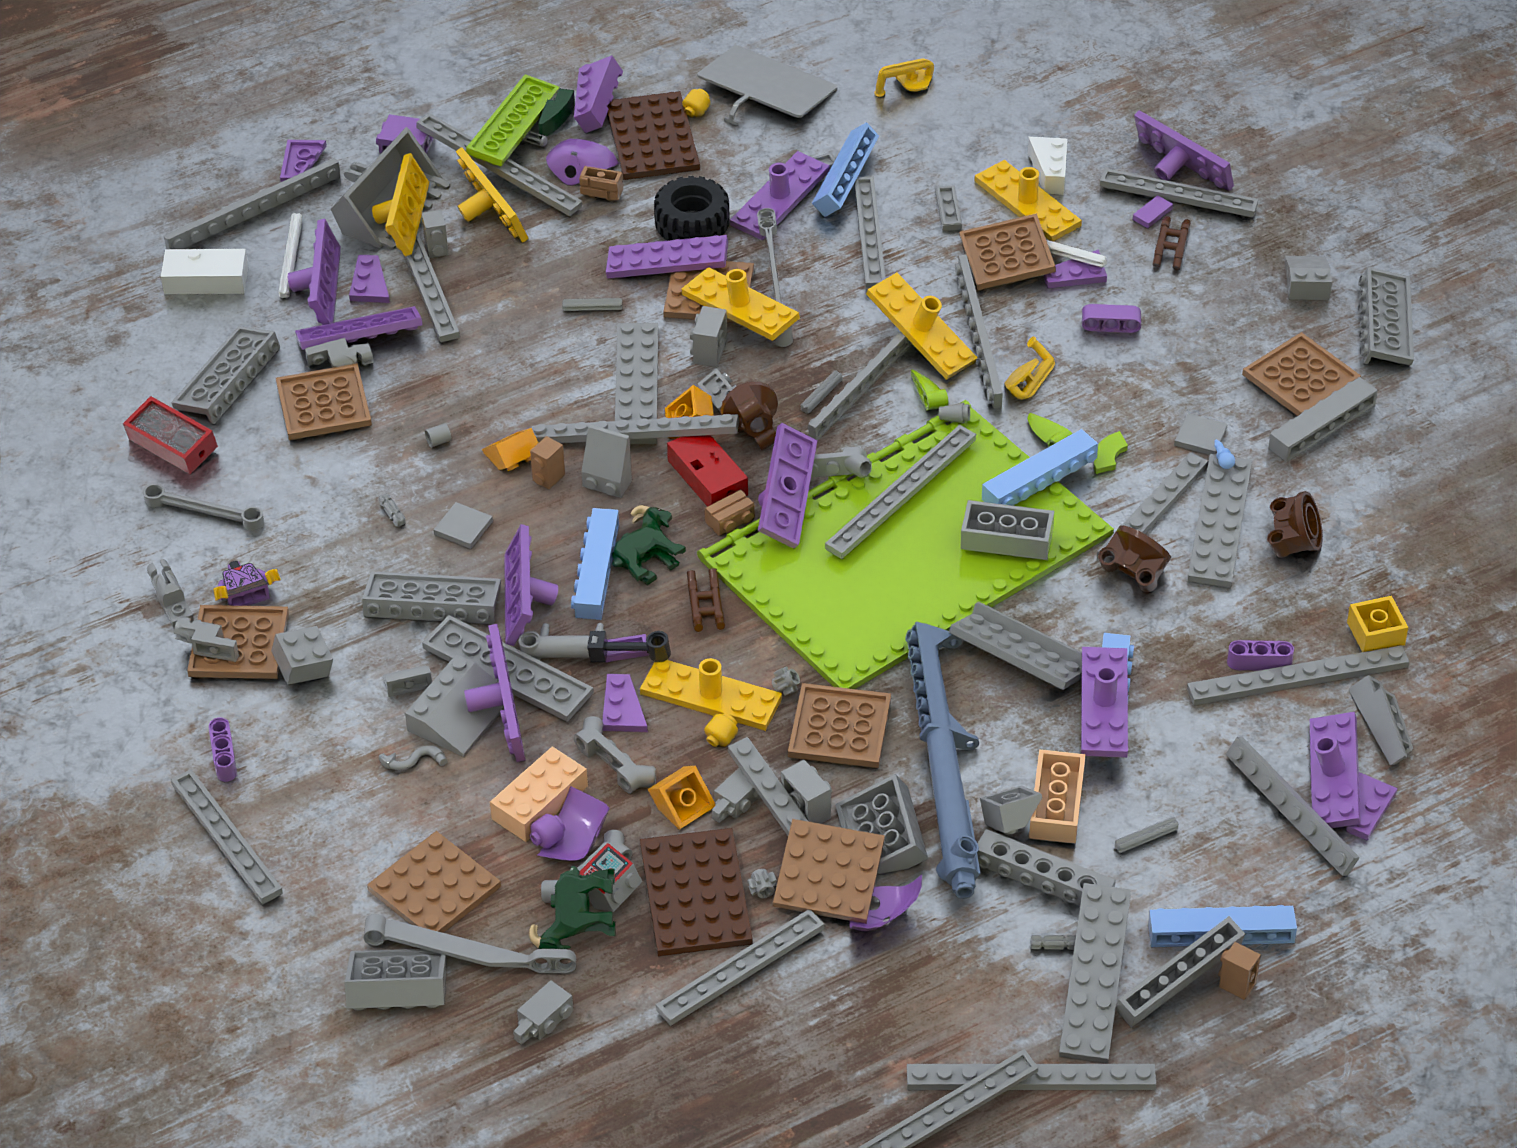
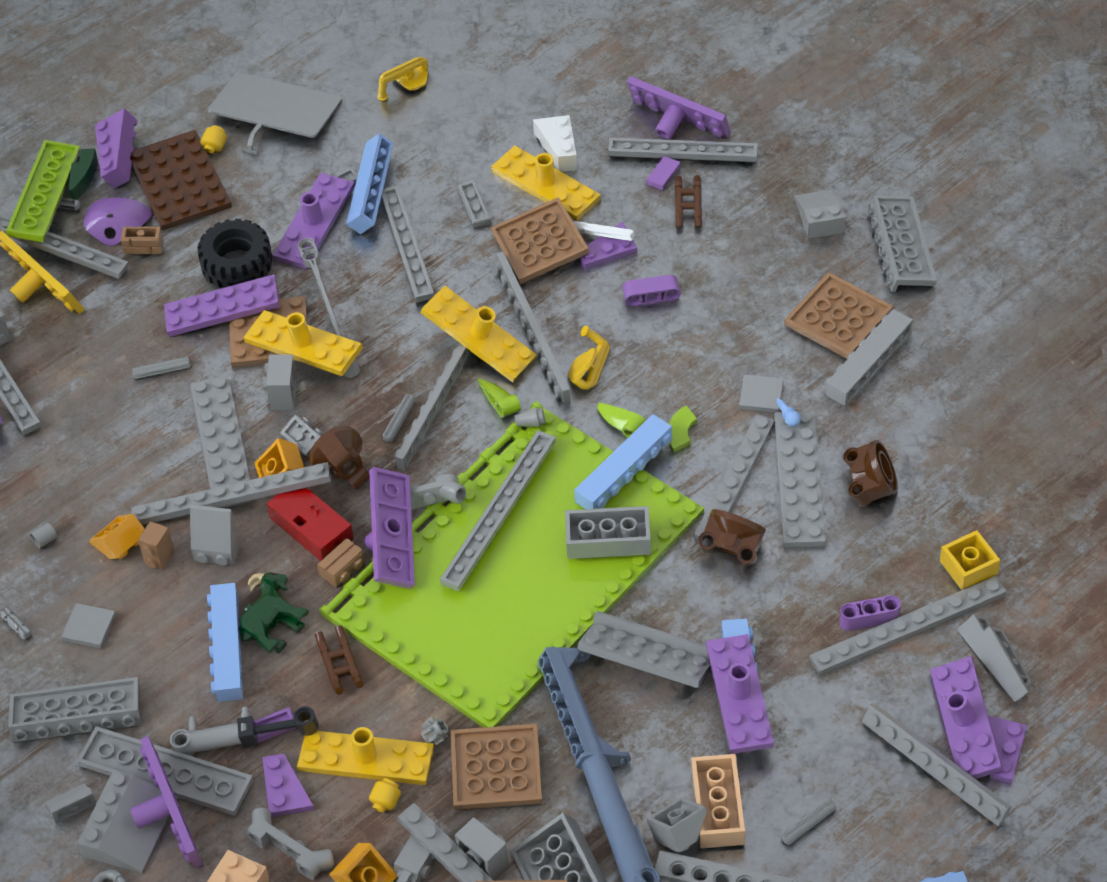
camera: 10 degrees left, 5 degrees up
(521, 588) = (160, 684): medium lavender plate -> none

